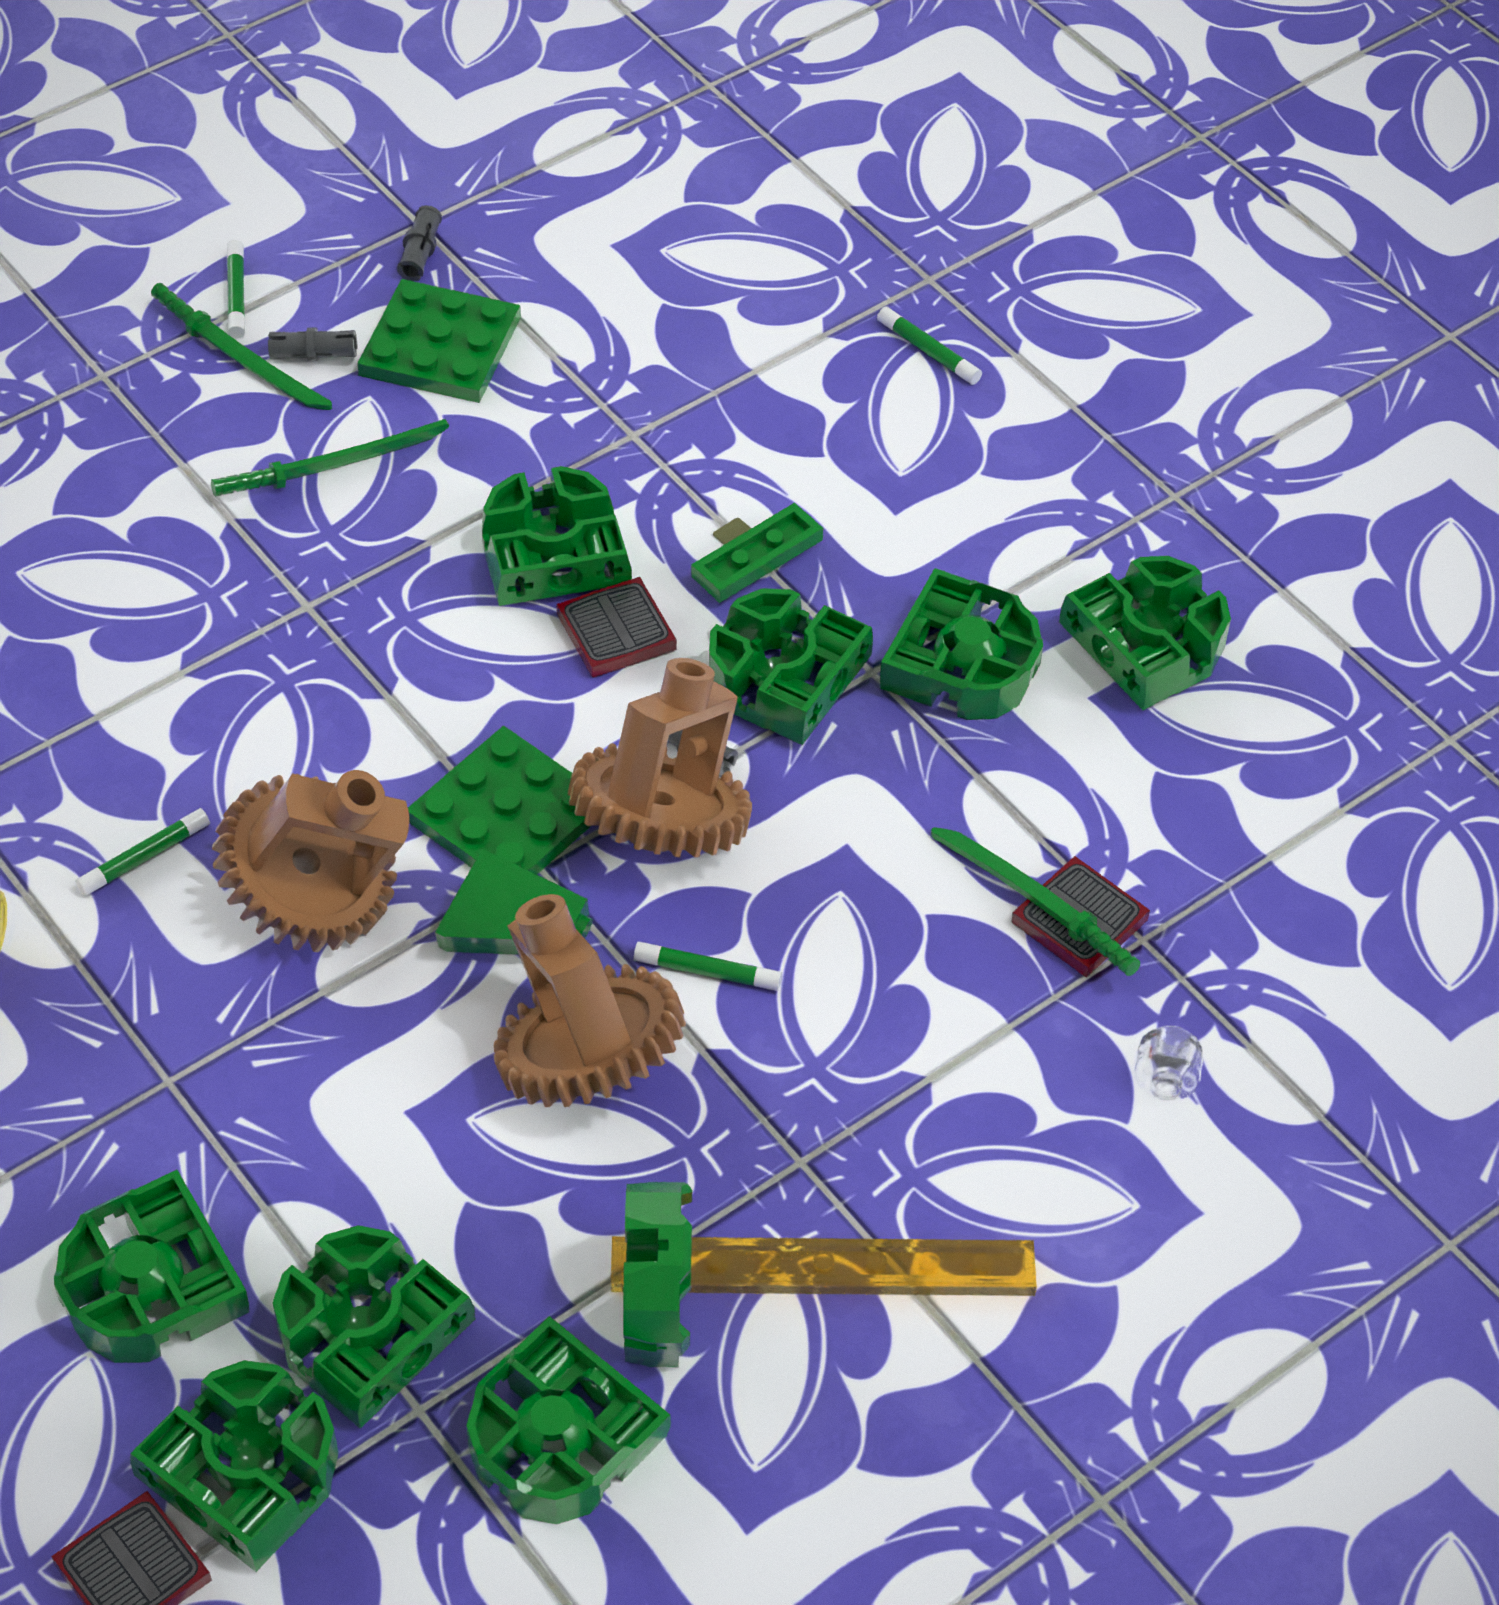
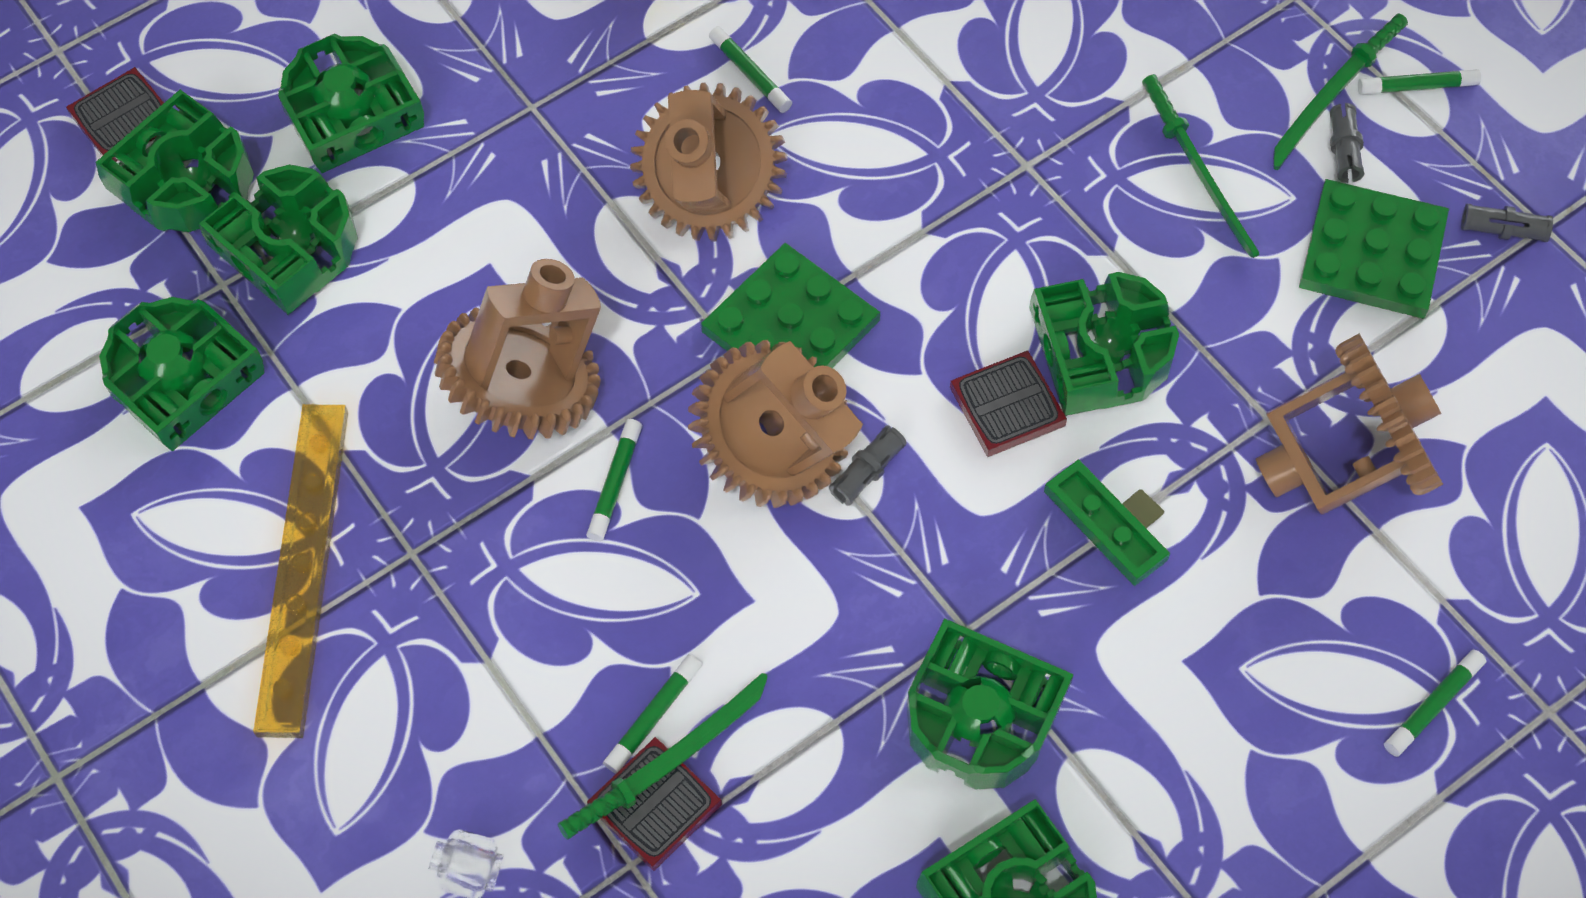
camera: 95 degrees right, 10 degrees up
(489, 902) = (663, 319): green slope -> none
(656, 1273) = (269, 396): green connector -> none
(674, 308) = (1400, 410): none -> medium nougat piece
(784, 699) = (950, 538): green connector -> none
(983, 922) = (652, 713): none -> green bar

